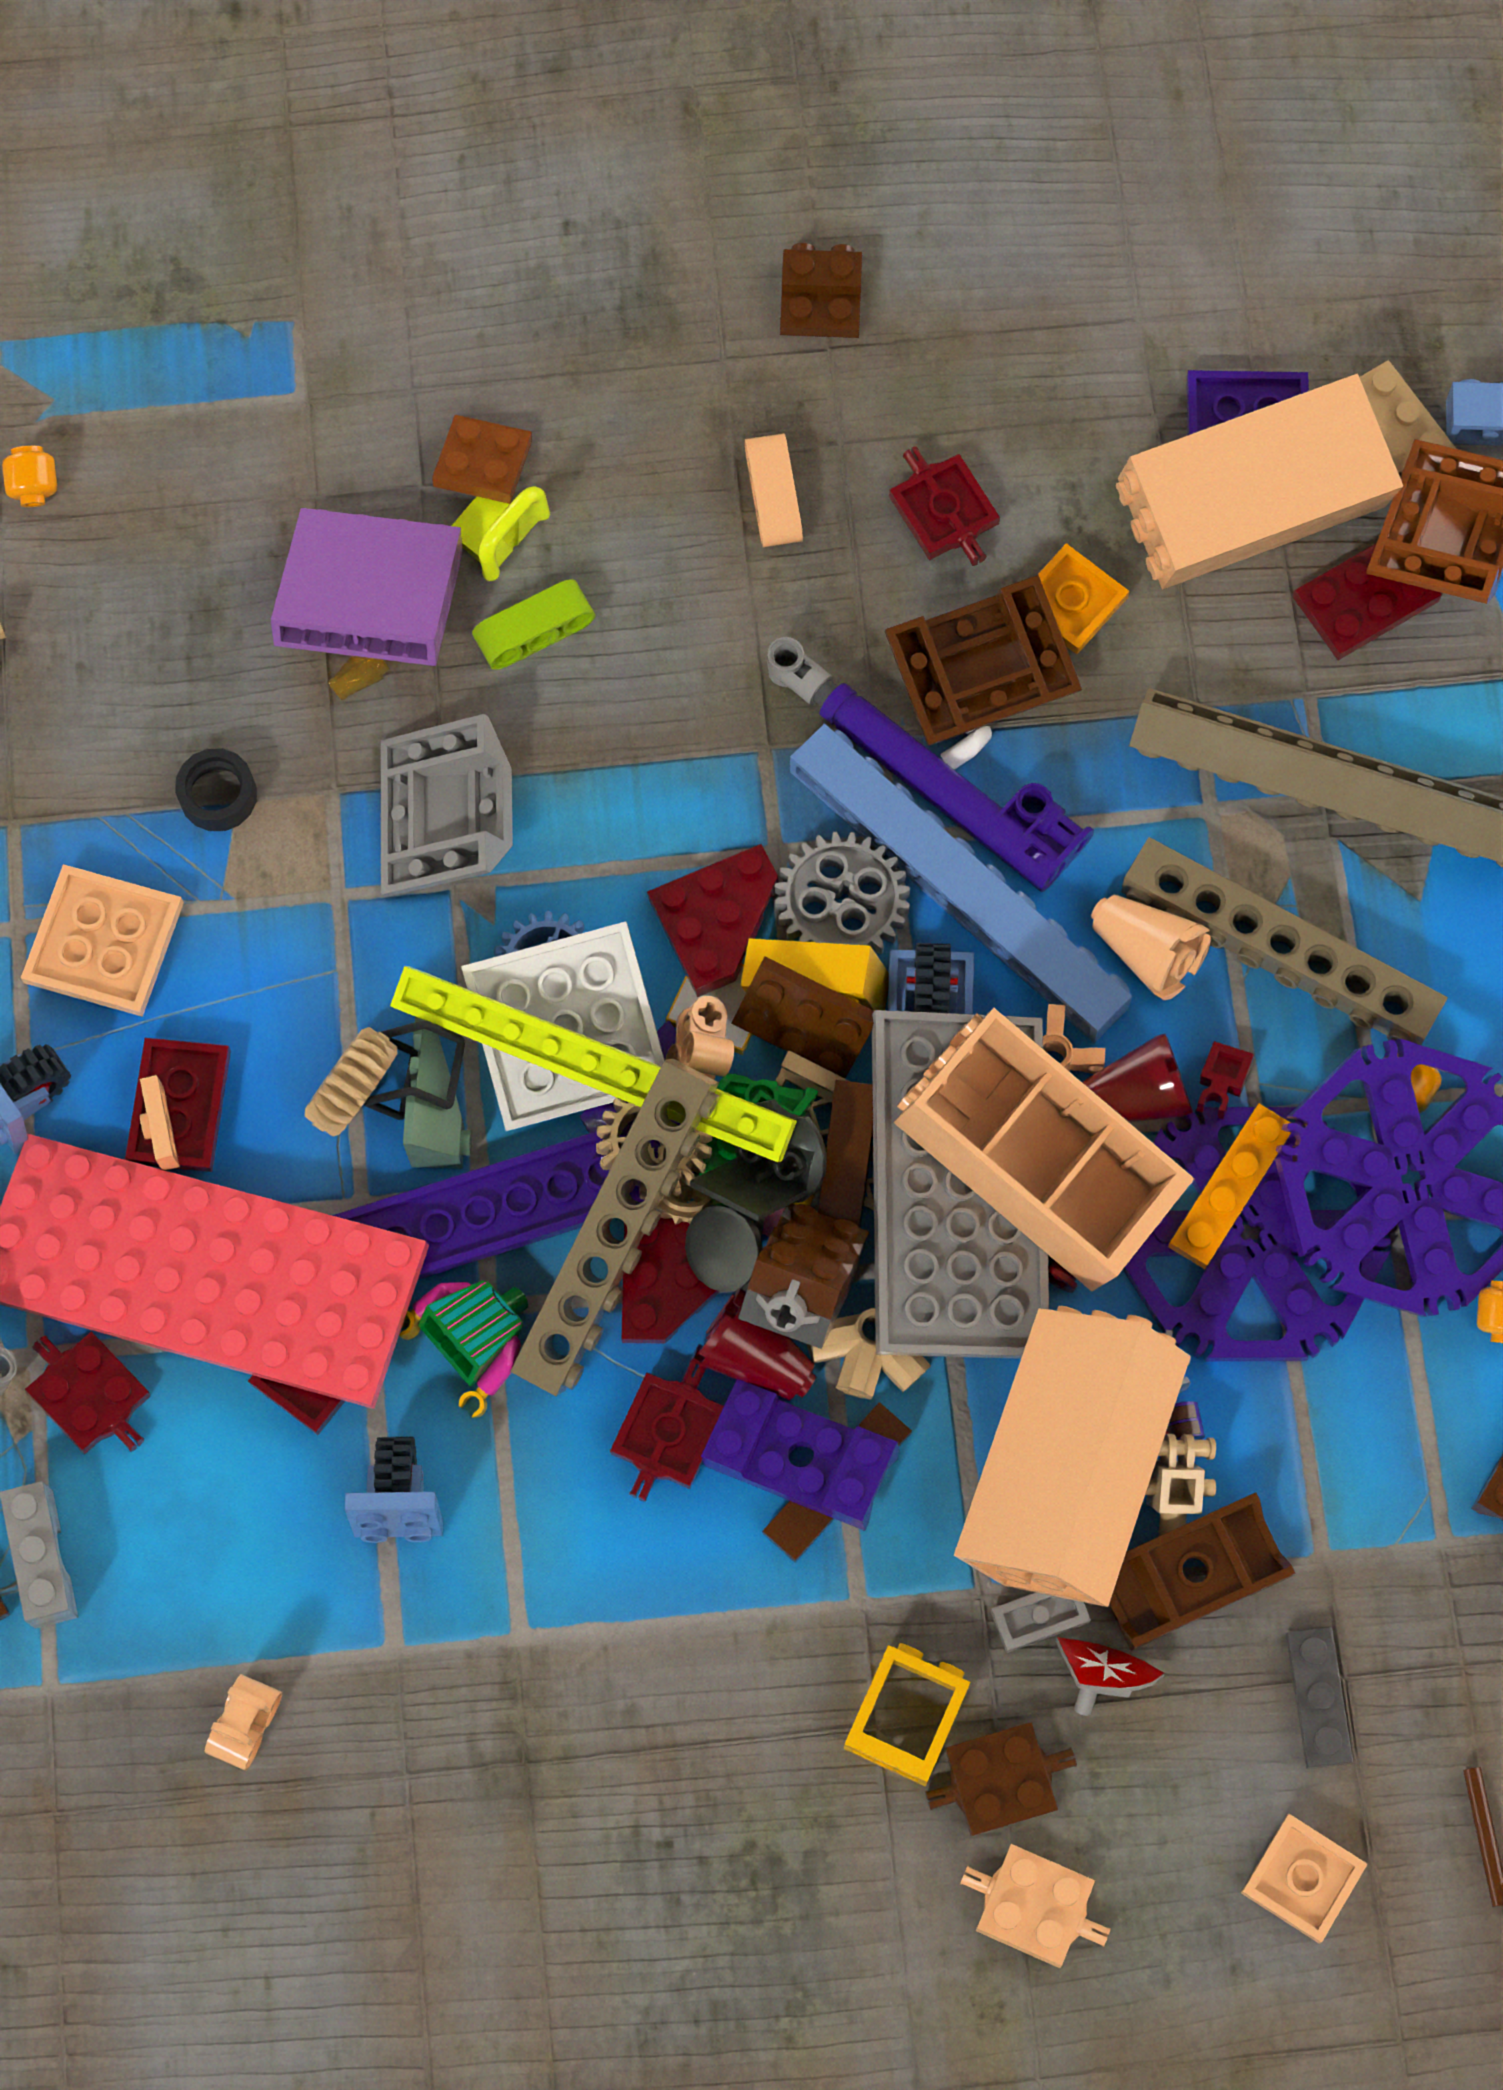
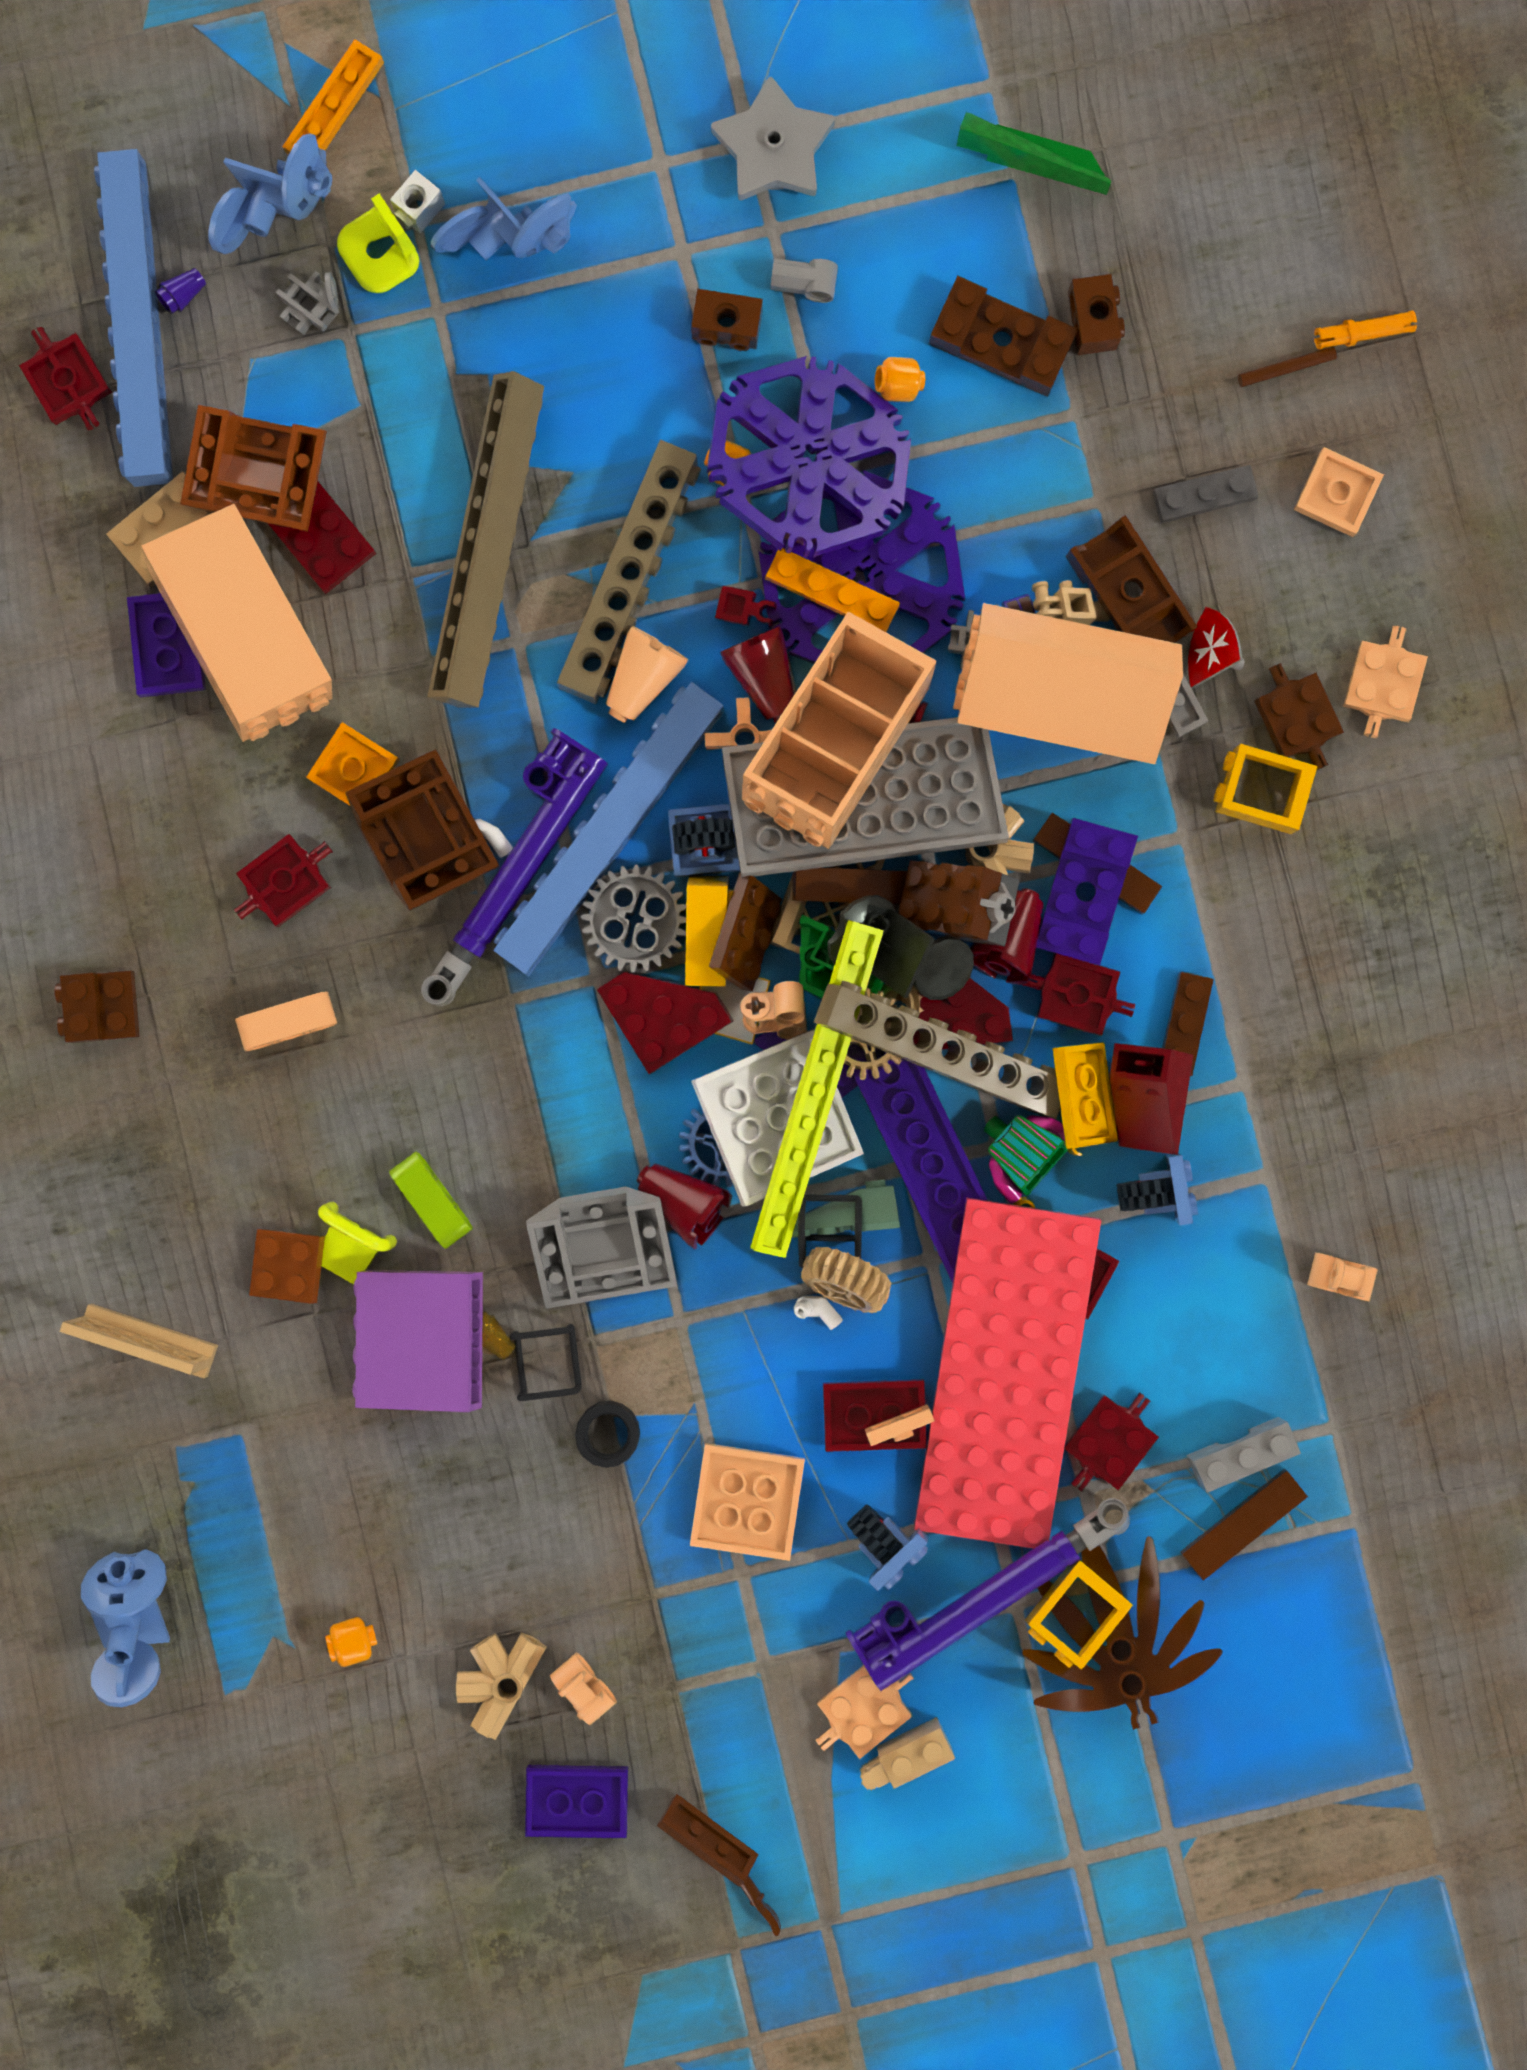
camera: 100 degrees left, 15 degrees up
(130, 237) = (123, 1604): none -> medium blue piece
(325, 1054) = (817, 1307): none -> white arm
(350, 705) = (516, 1336): none -> black piece
(420, 291) = (143, 1340): none -> tan fence
(476, 912) = (687, 1202): none -> dark red cone
(523, 1495) = (1149, 1096): none -> dark red slope
(535, 1414) = (1085, 1095): none -> yellow tile
(609, 1567) = (1188, 1014): none -> reddish brown plate

